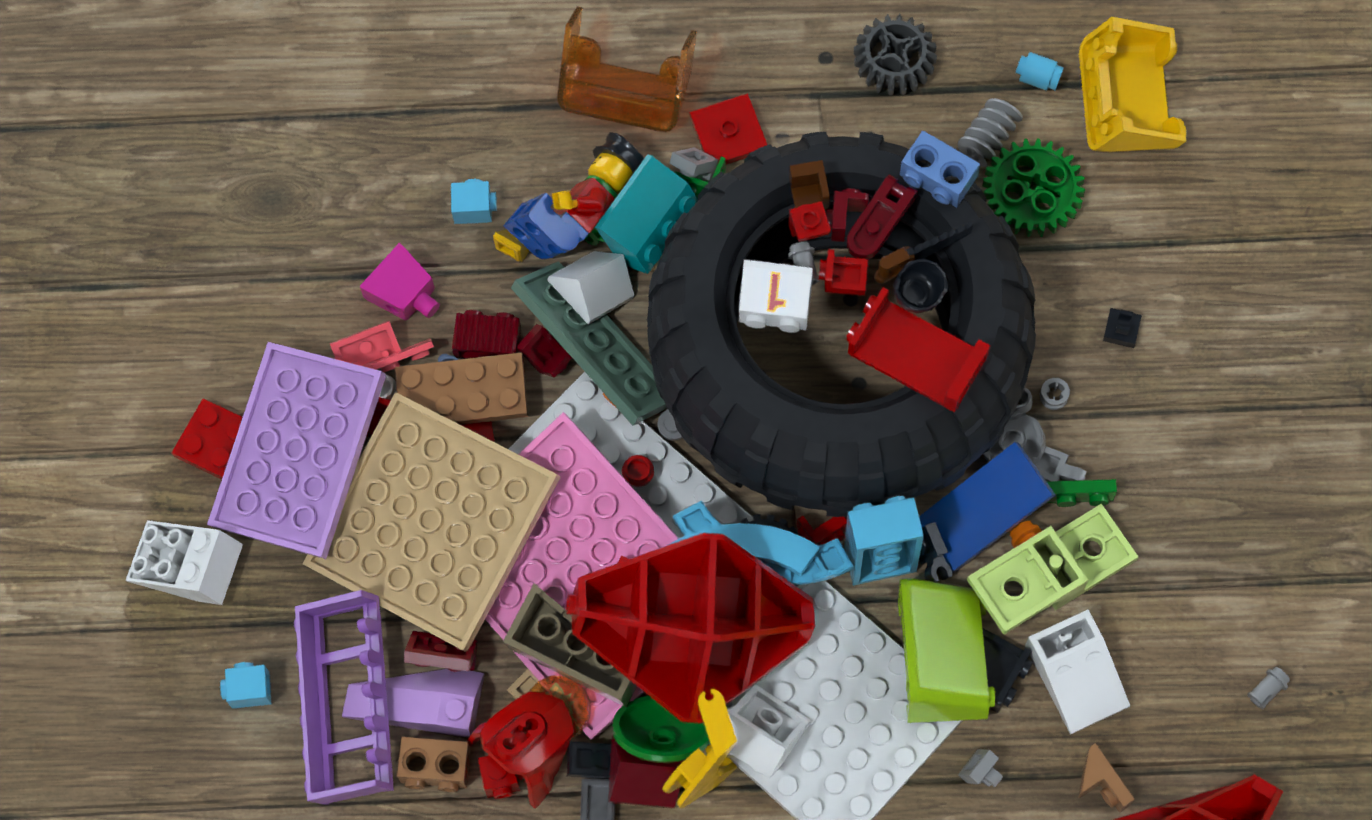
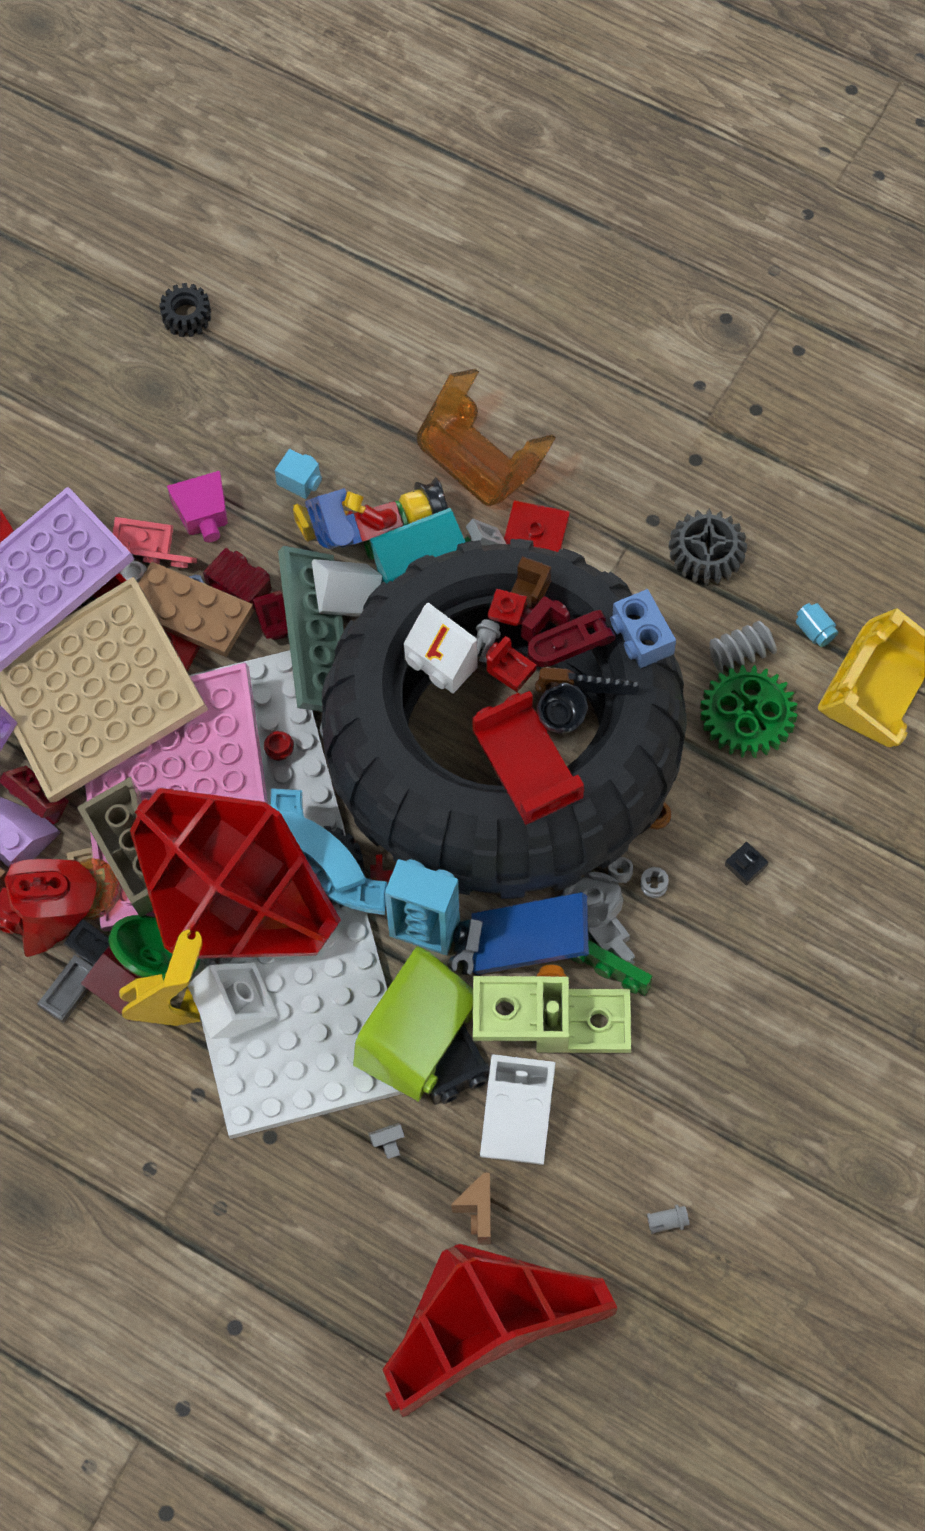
camera: 30 degrees right, 5 degrees down
(246, 88) = (181, 297): none -> black tyre

